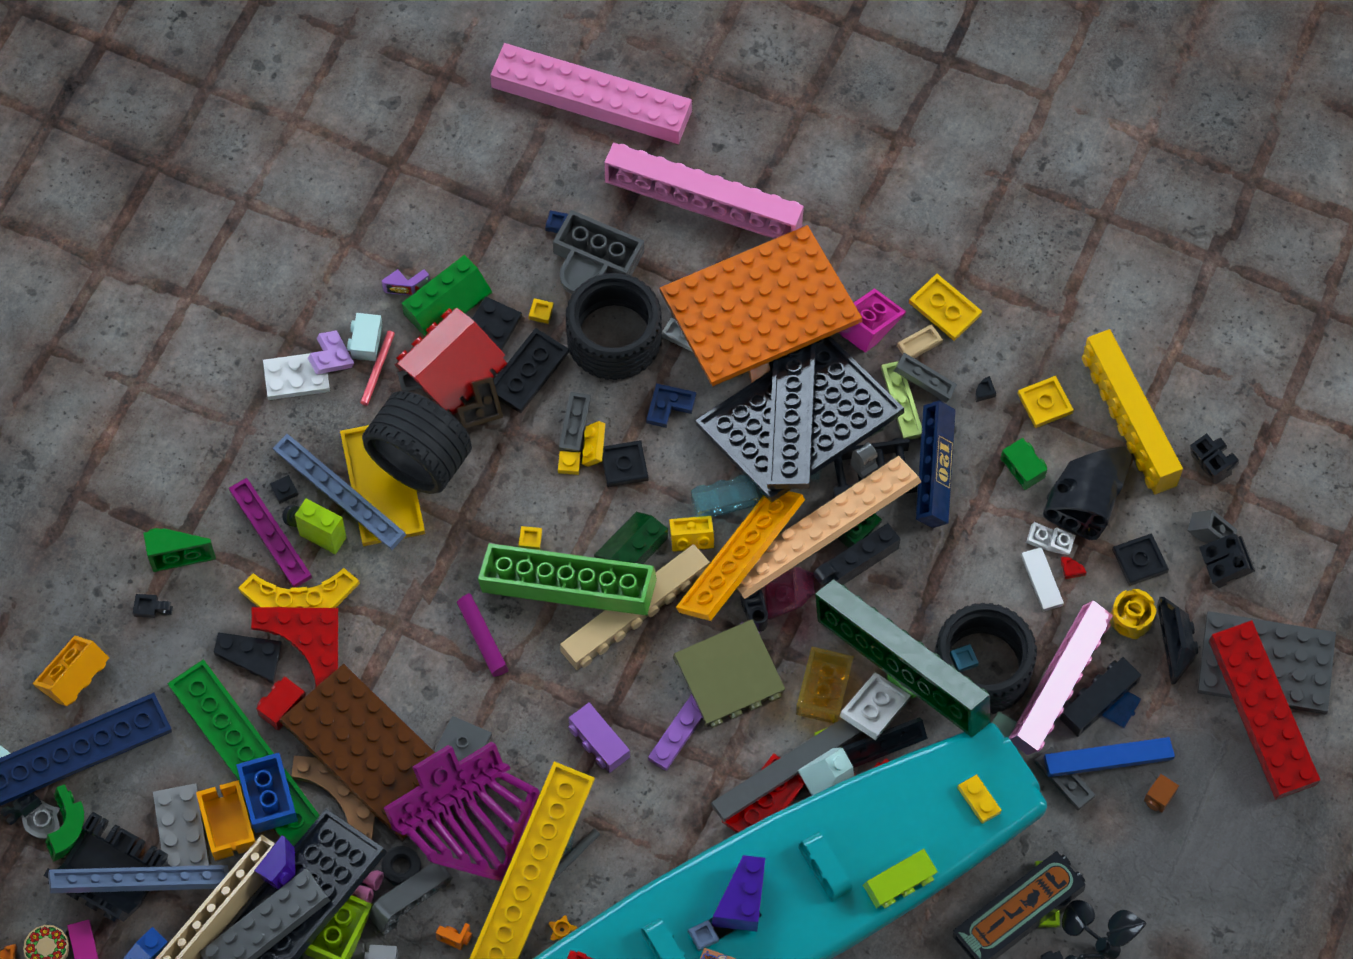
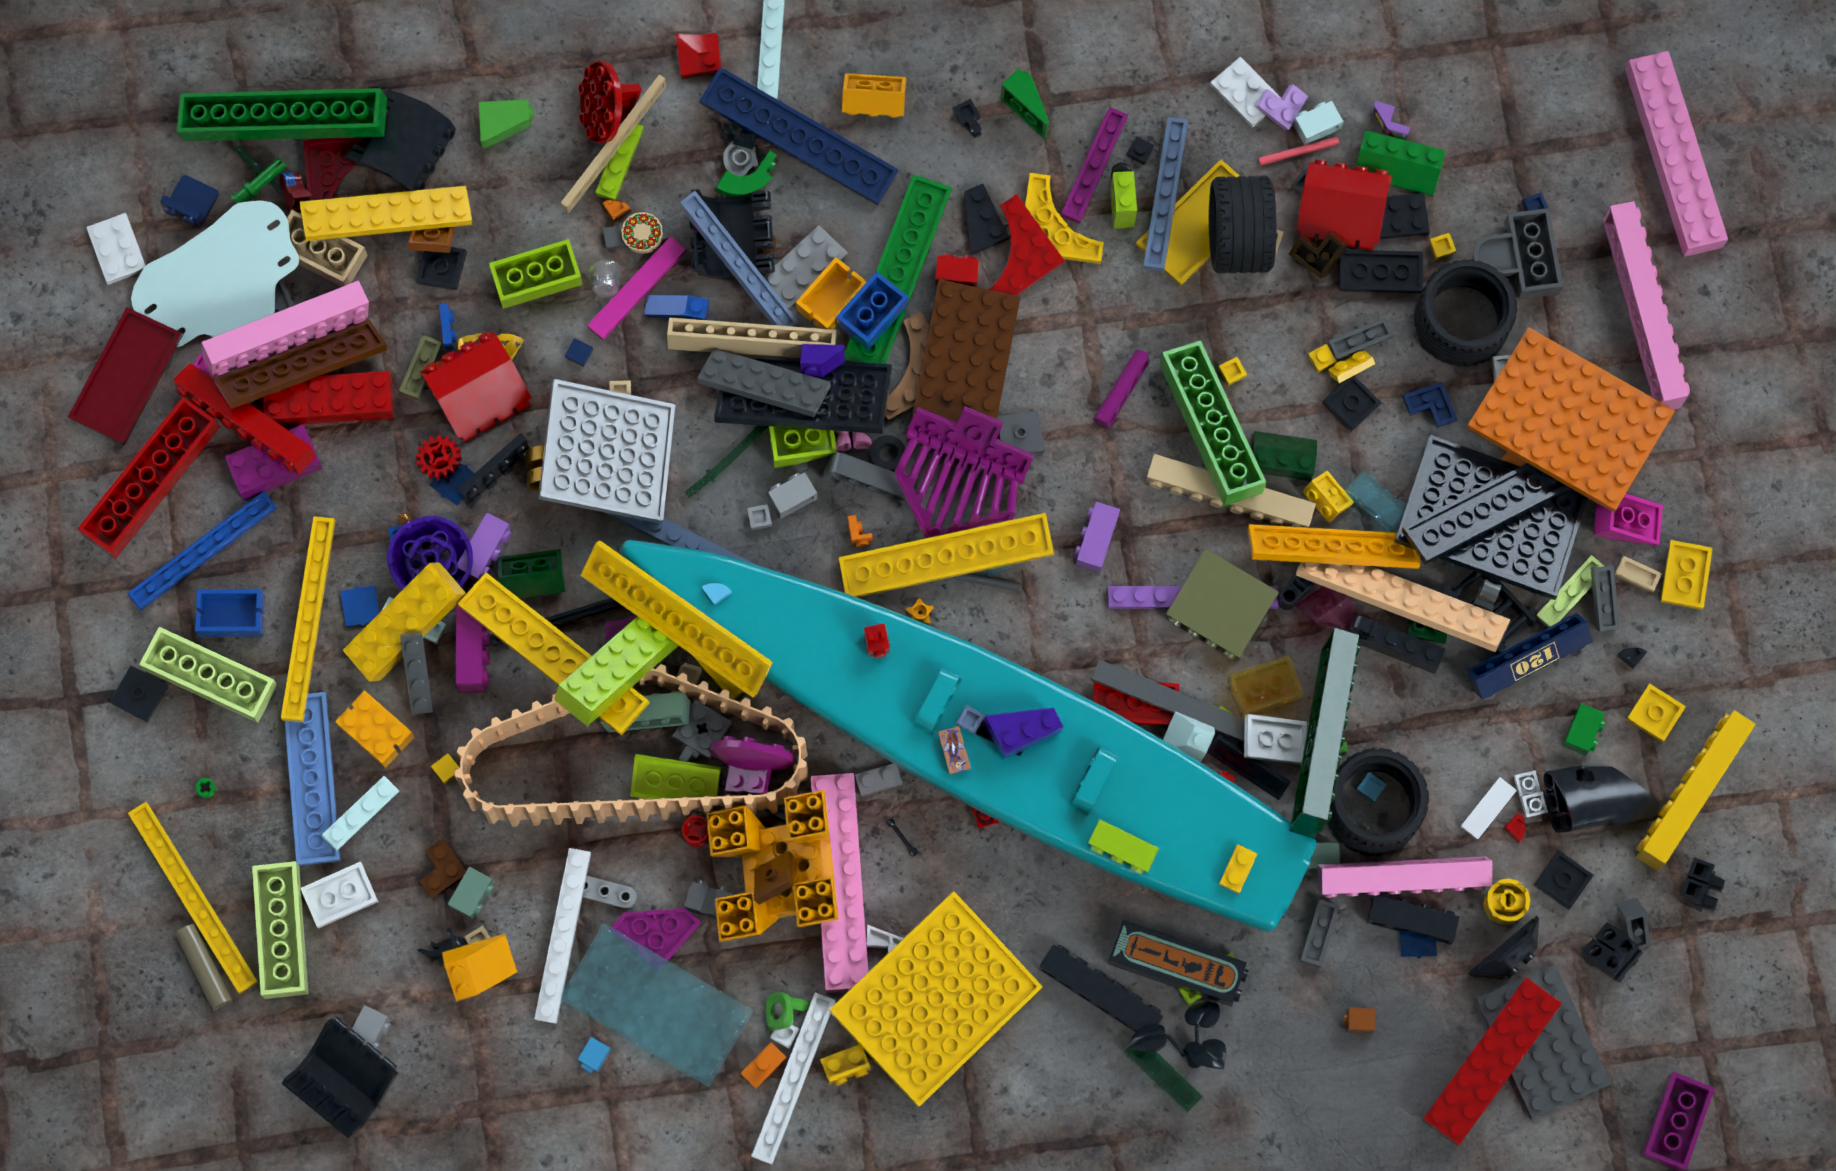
camera: 55 degrees right, 10 degrees up
(1108, 757) = (1363, 958): blue tile -> none

